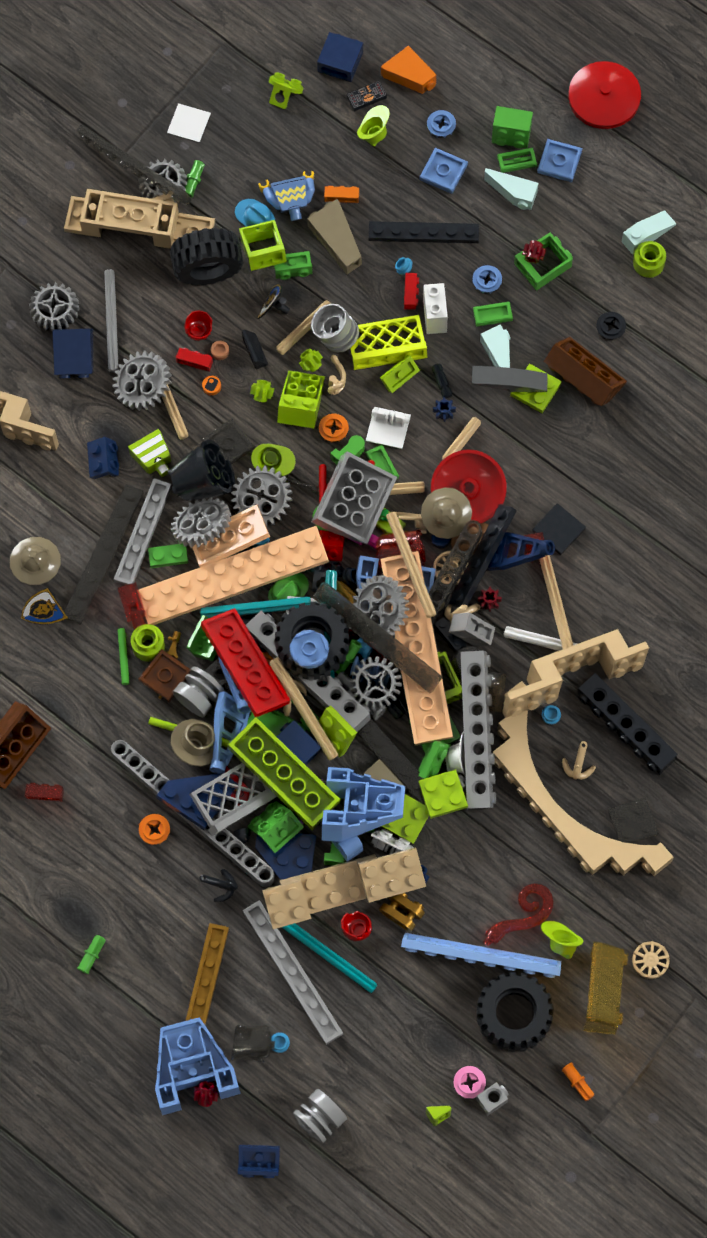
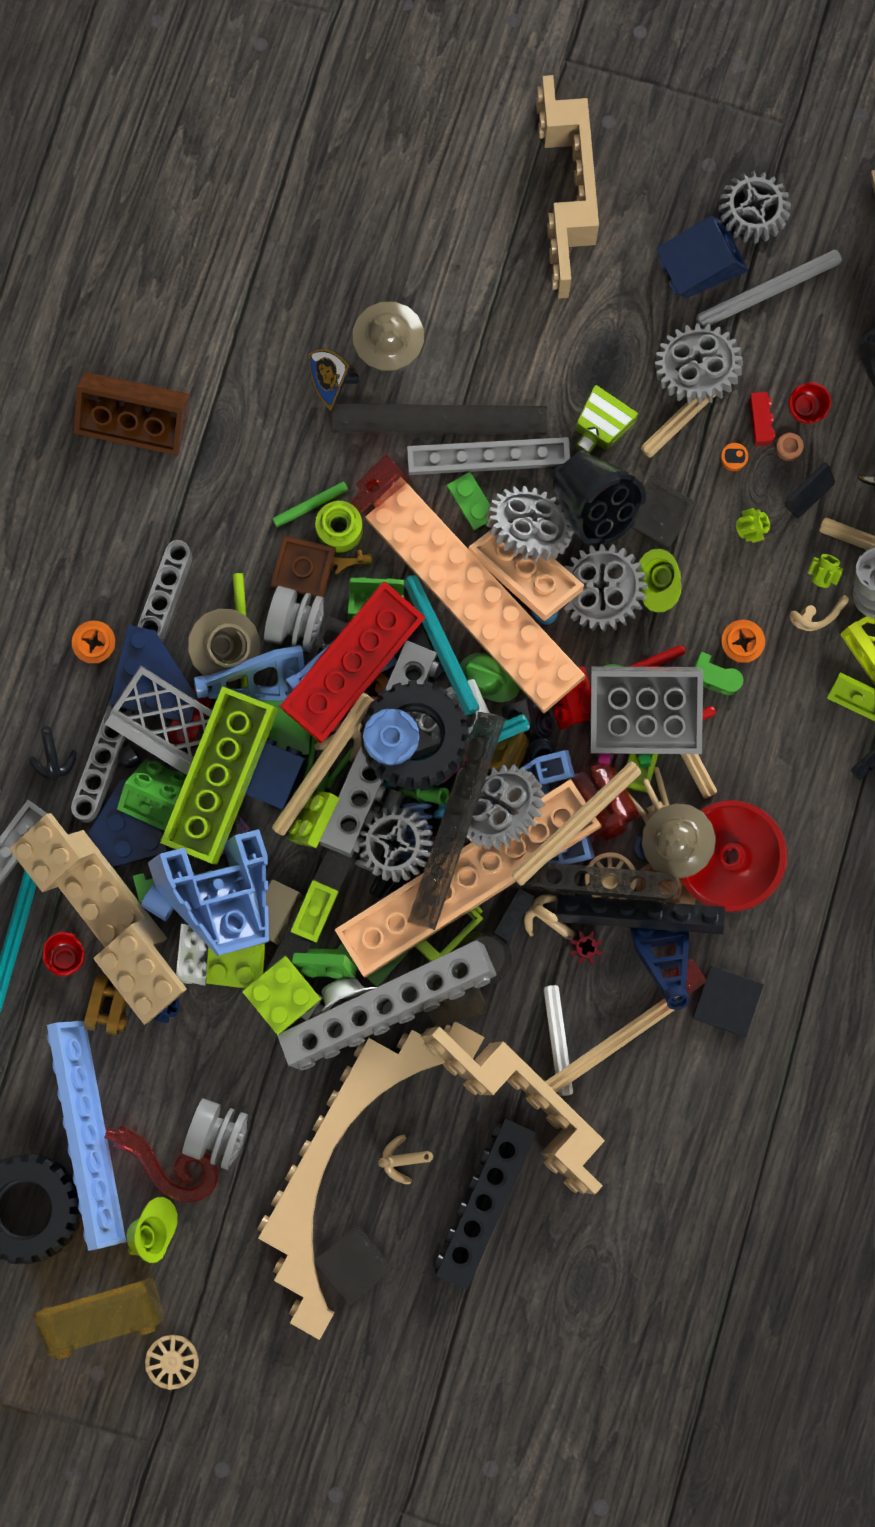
camera: 65 degrees right, 10 degrees up
(44, 792) = (88, 483): clear red piece -> none
(102, 458) = (570, 361): dark blue bracket -> none
(300, 399) = (764, 581): lime slope -> none
(381, 459) = (720, 727): bright green tile -> none
(388, 427) = (775, 713): white hinge -> none
(396, 753) = (314, 911): none -> lime plate
(444, 414) = (825, 780): dark blue gear -> none
(463, 437) = (802, 819): tan axle -> none
(472, 629) = (528, 941): light grey brick -> none
(518, 867) = (215, 1134): none -> light grey wheel
(551, 714) = (457, 1095): dark azure plate -> none

